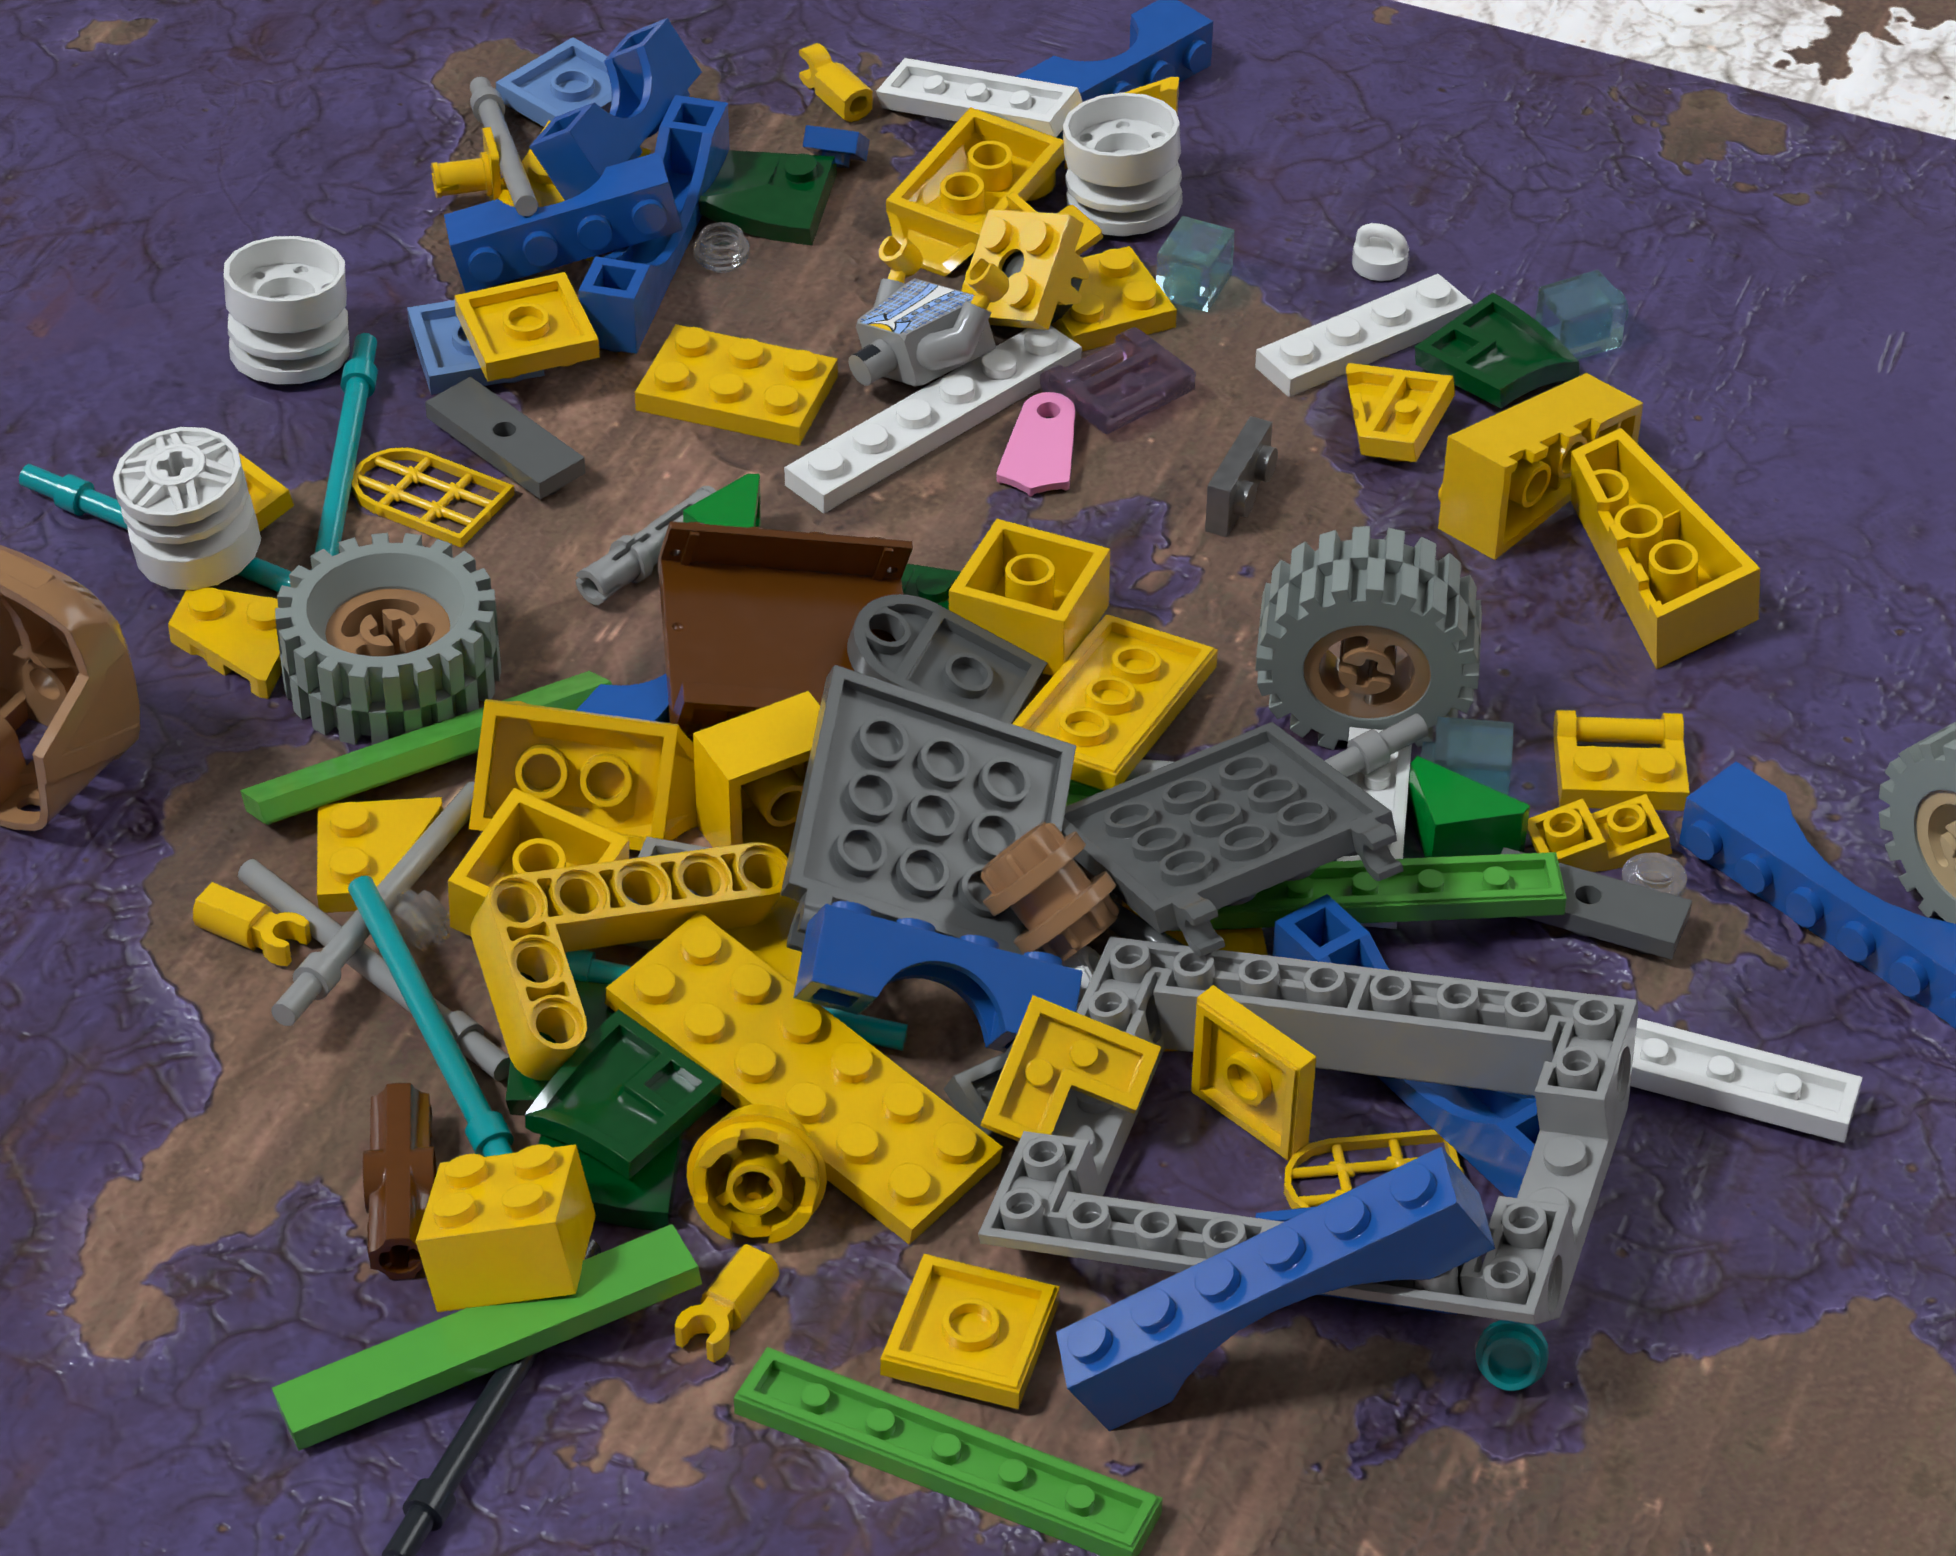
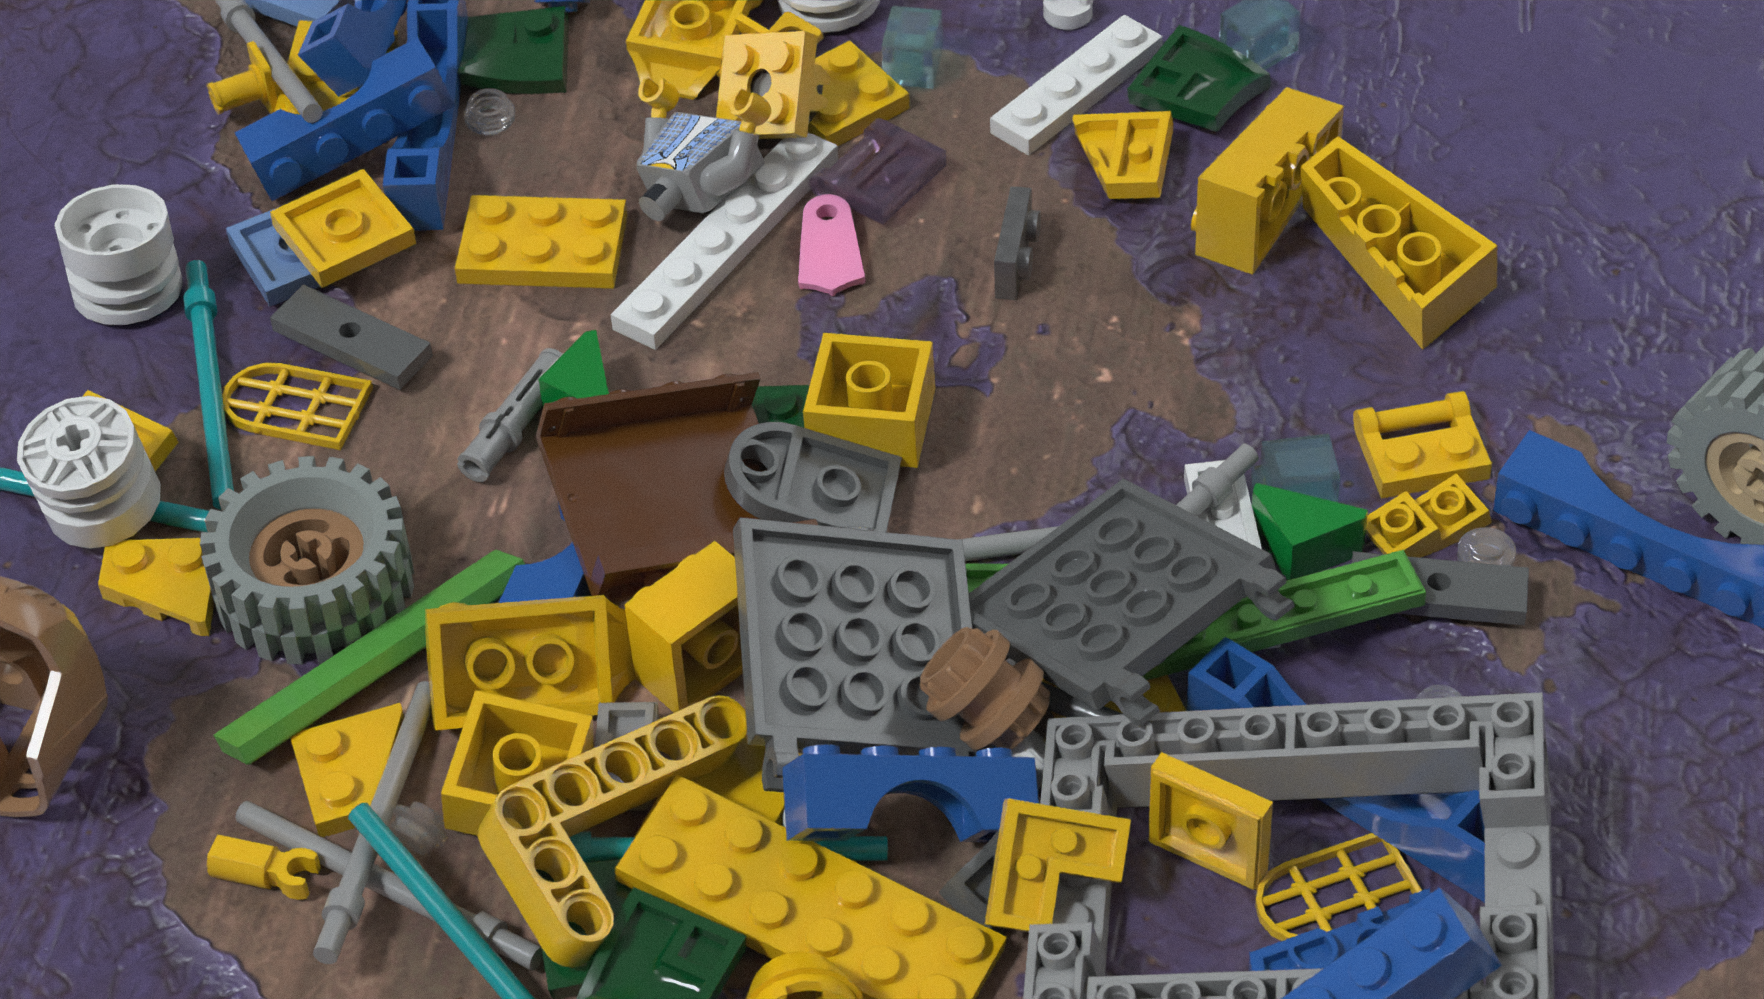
camera: 10 degrees left, 5 degrees up
(1118, 697) = (971, 478): yellow tile -> none
(1371, 601) = (1184, 355): light grey wheel -> none
(1744, 1080) = (1632, 728): white plate -> none

